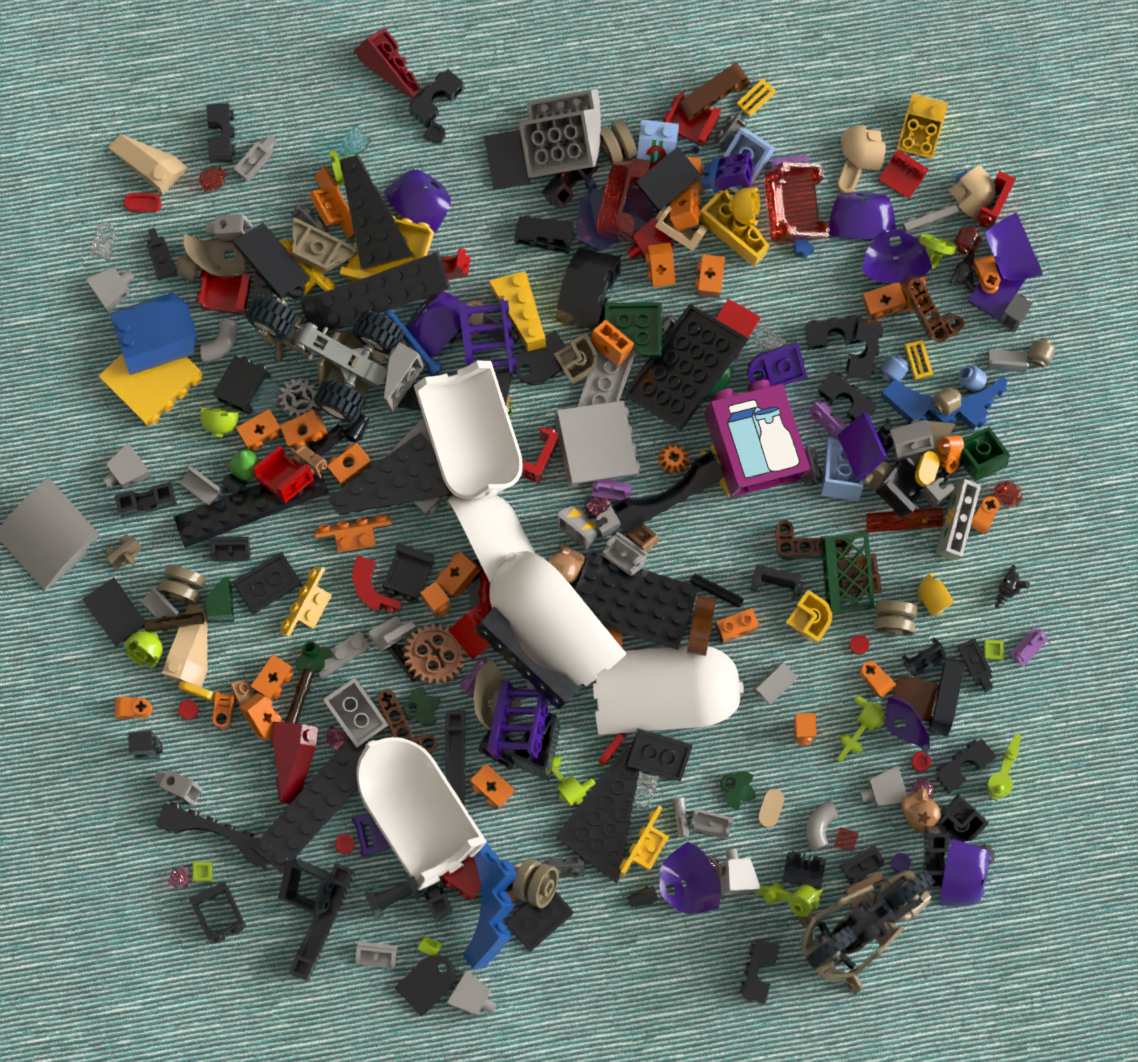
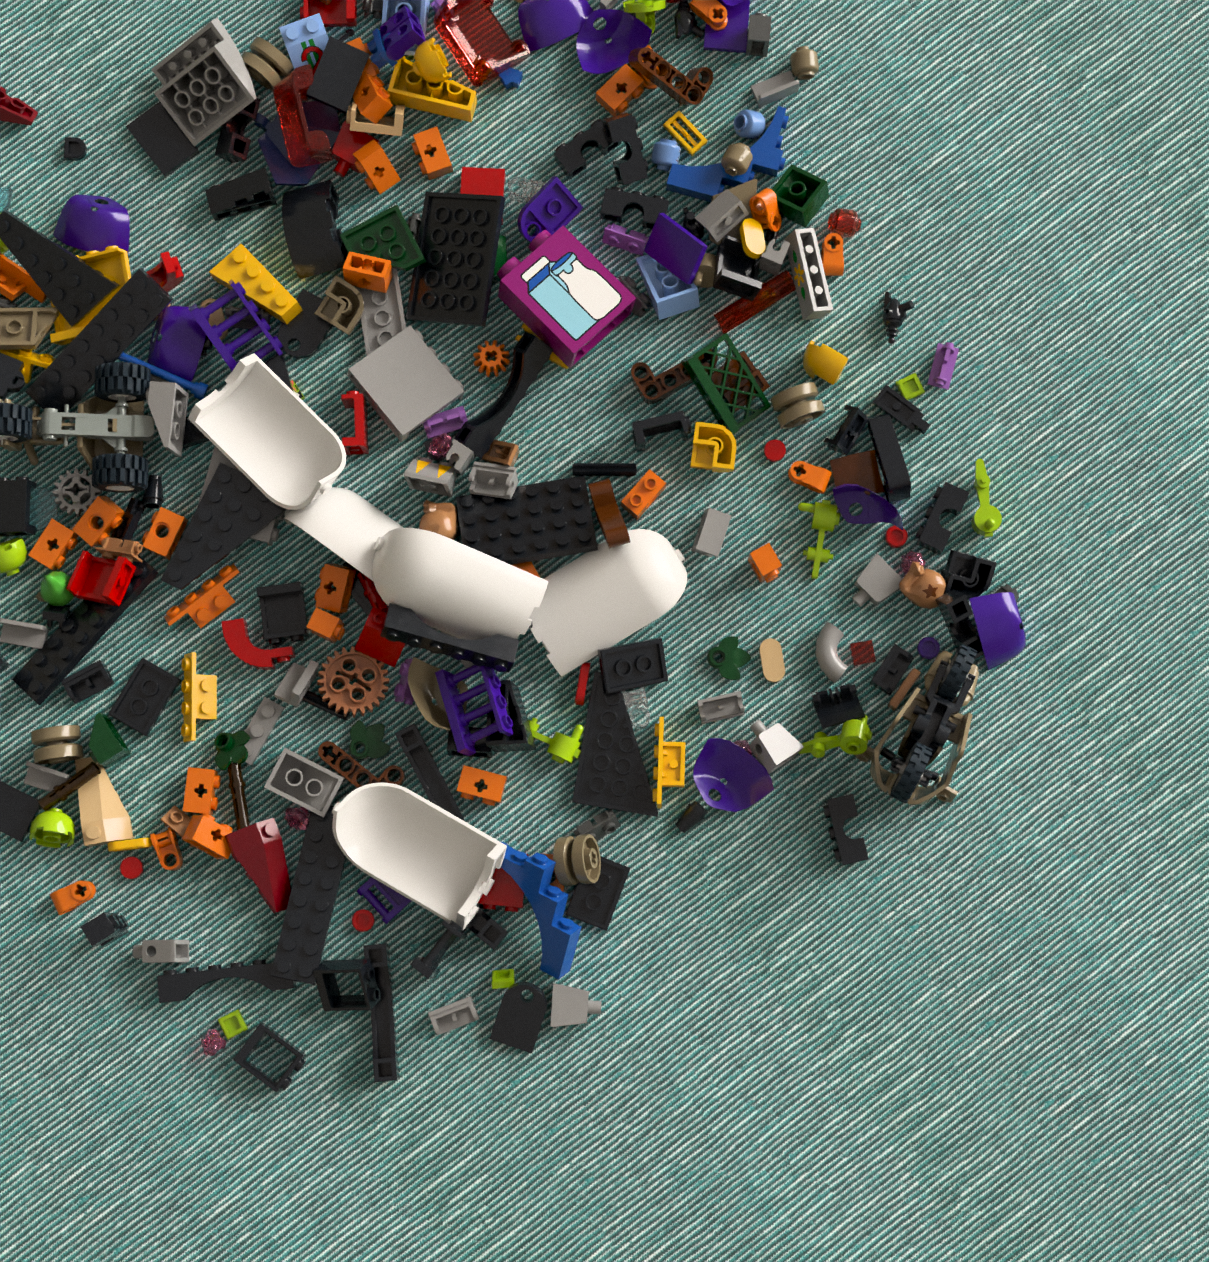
camera: 25 degrees left, 5 degrees up
(446, 85) = (59, 94): black arch -> none
(681, 817) = (687, 716): light grey axle -> none

